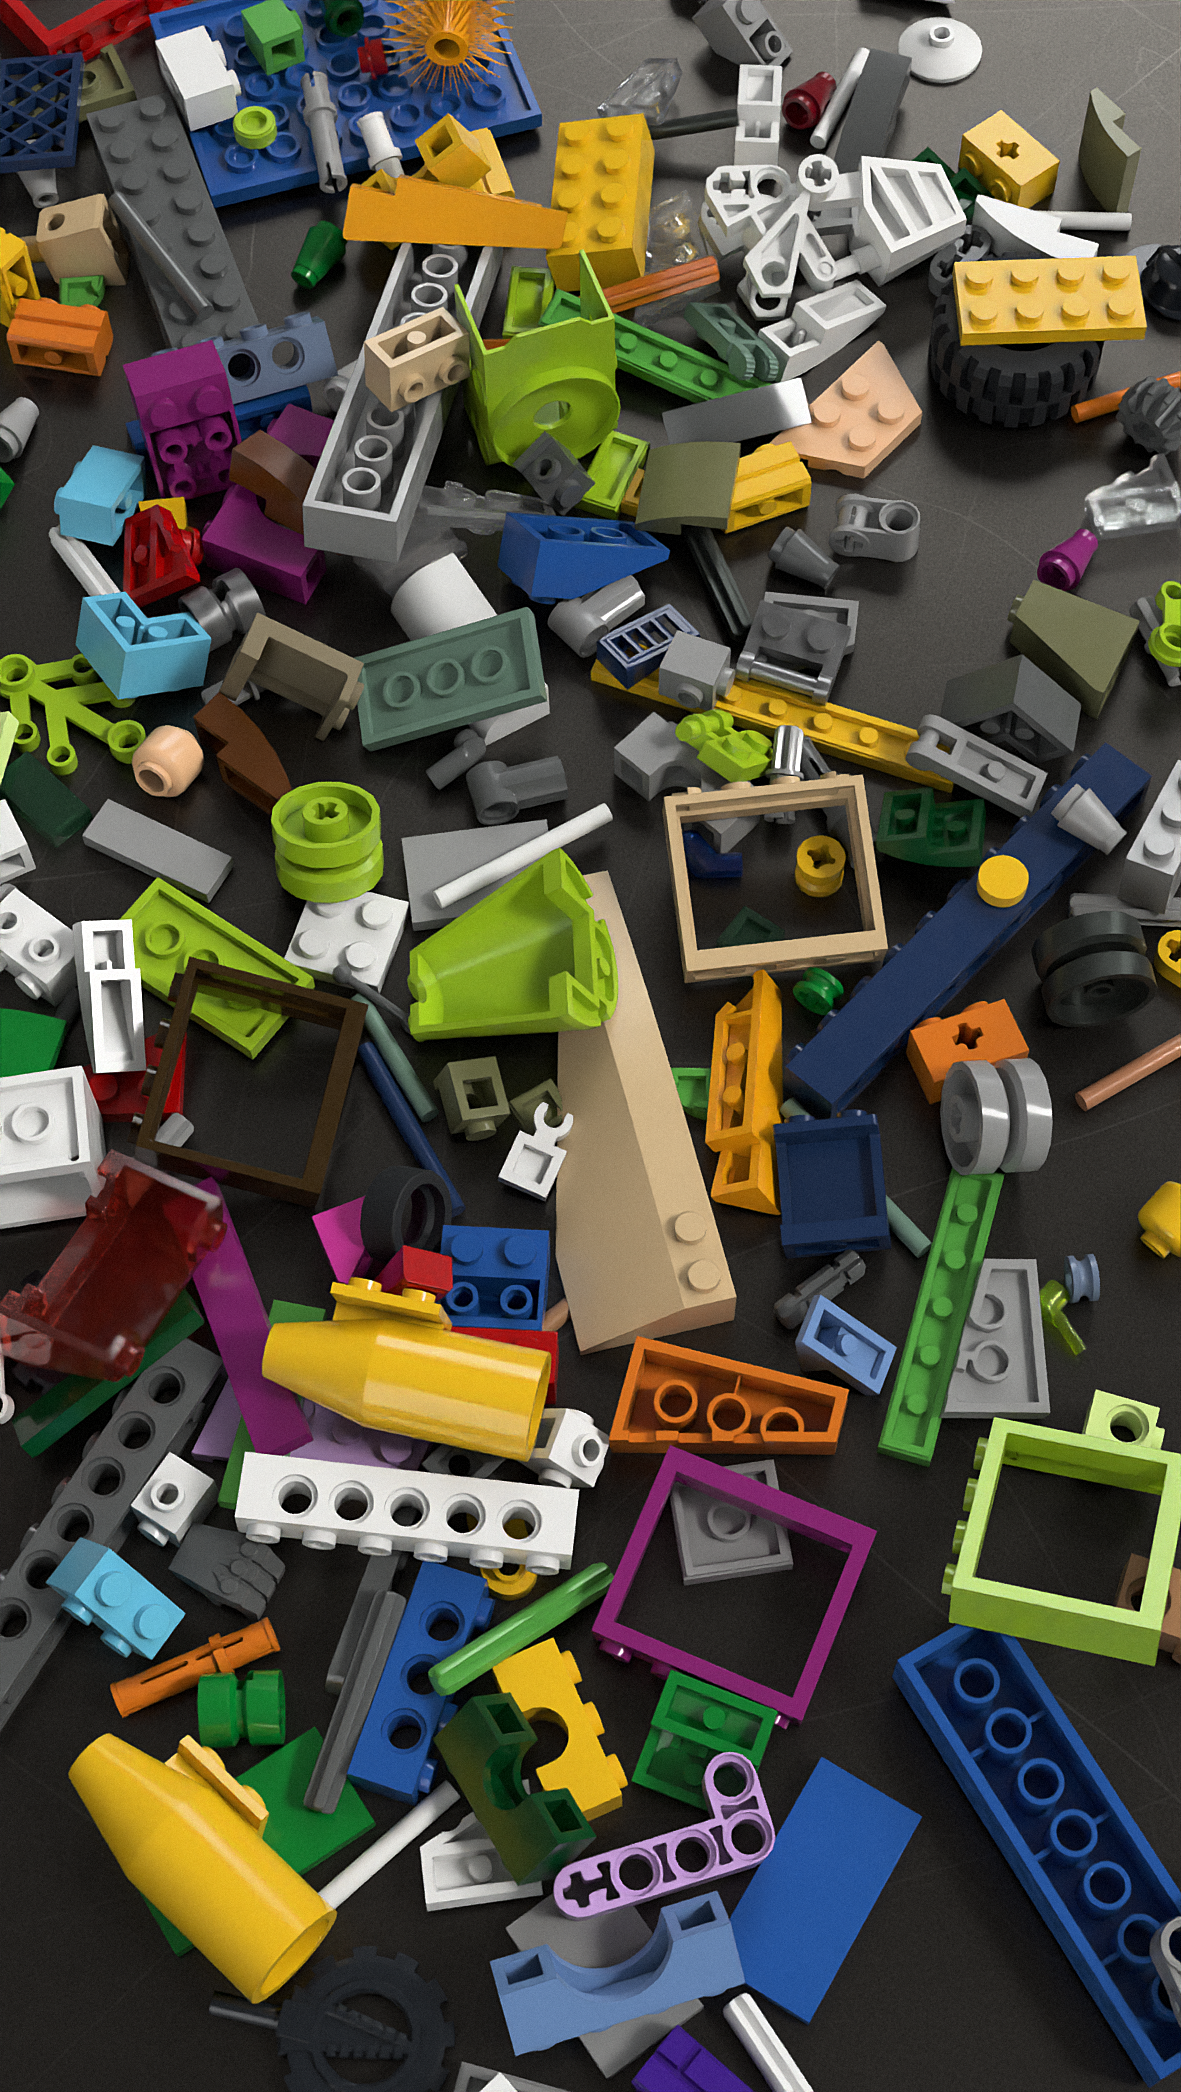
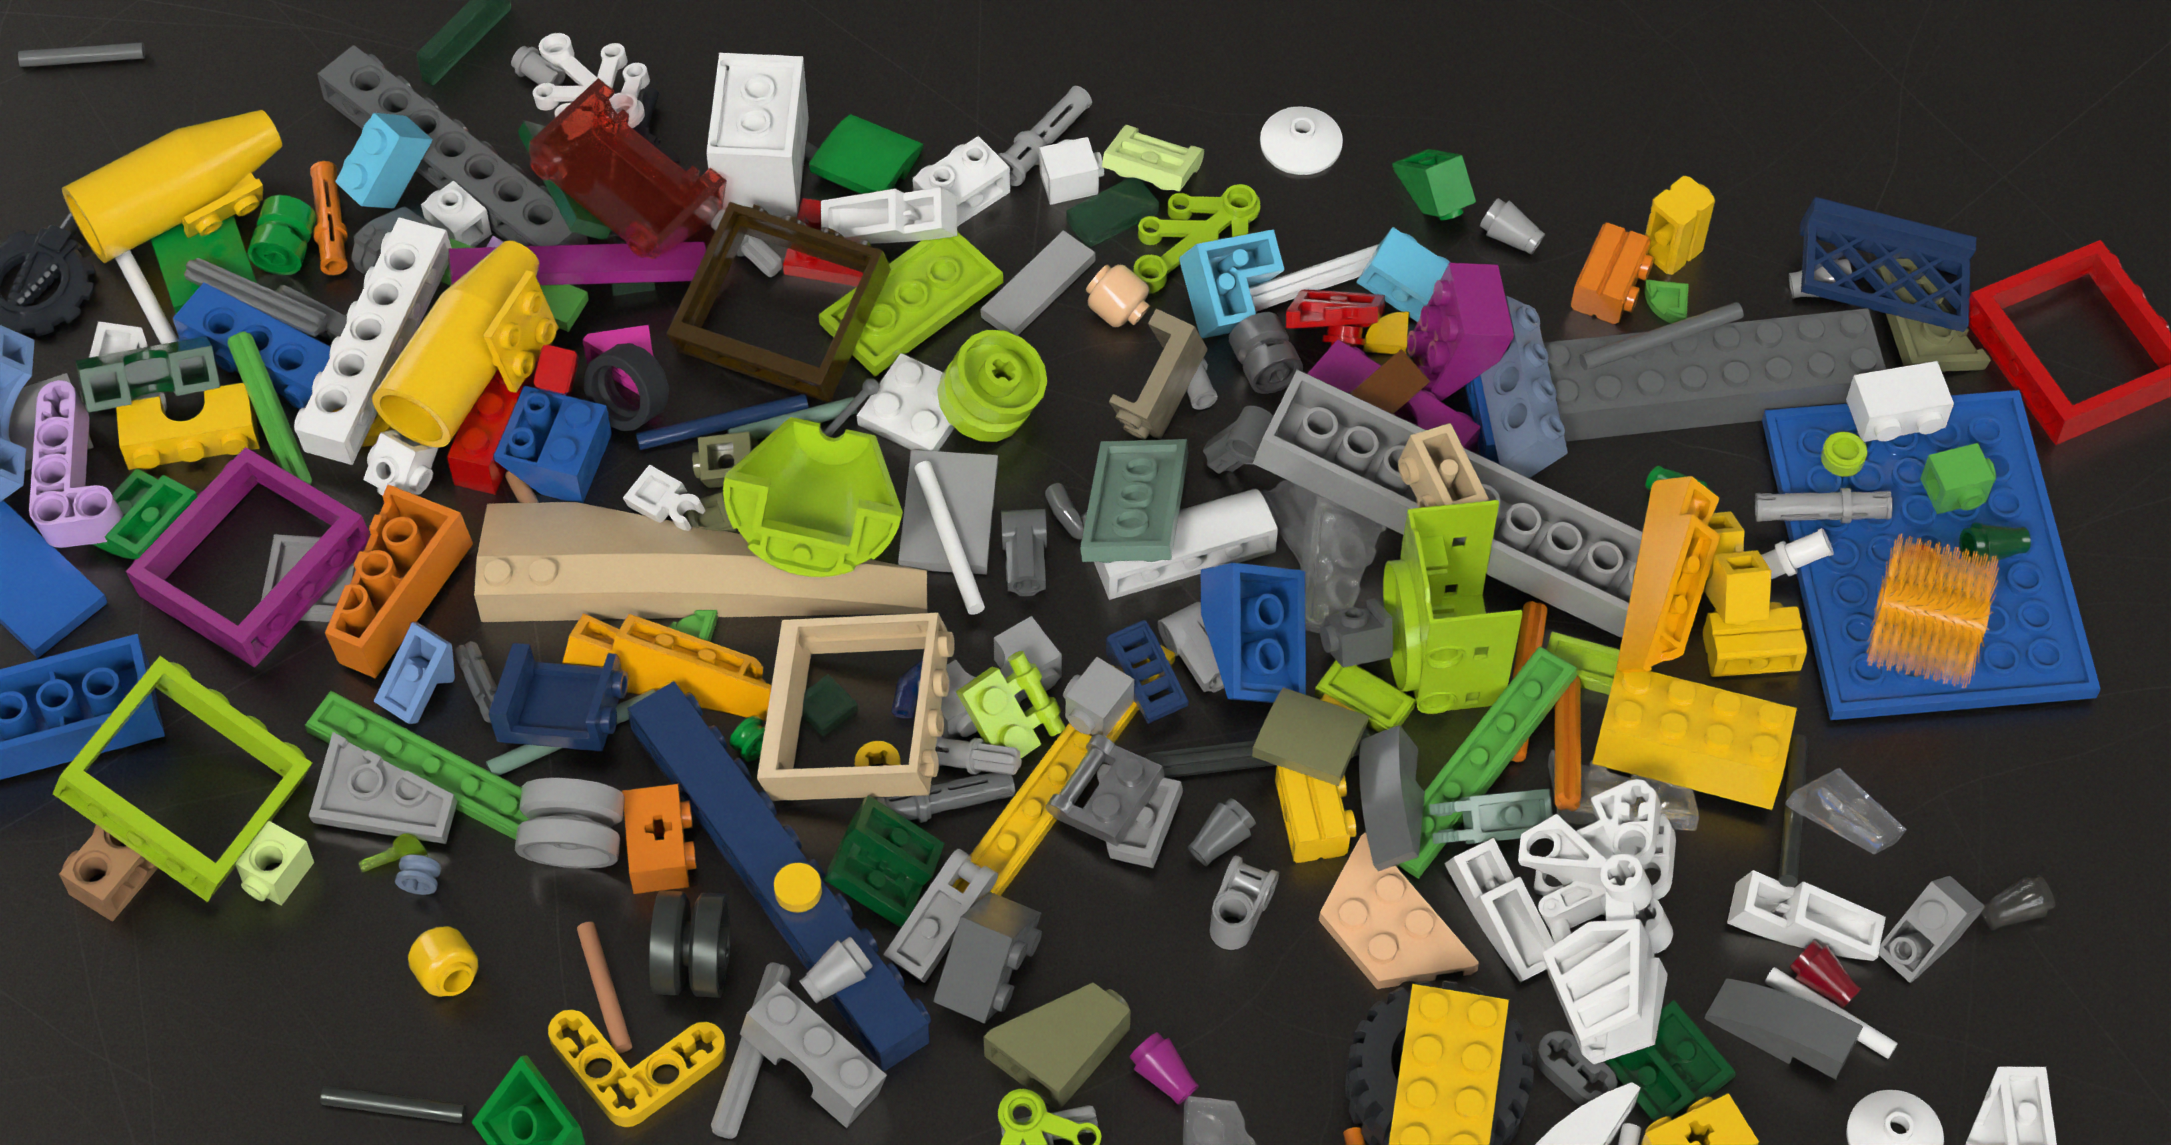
camera: 100 degrees right, 5 degrees down
(81, 241) = (1715, 278): tan torso -> none
(242, 753) = (1103, 355): reddish brown slope -> none
(355, 590) = (1238, 441): none -> dark grey piece

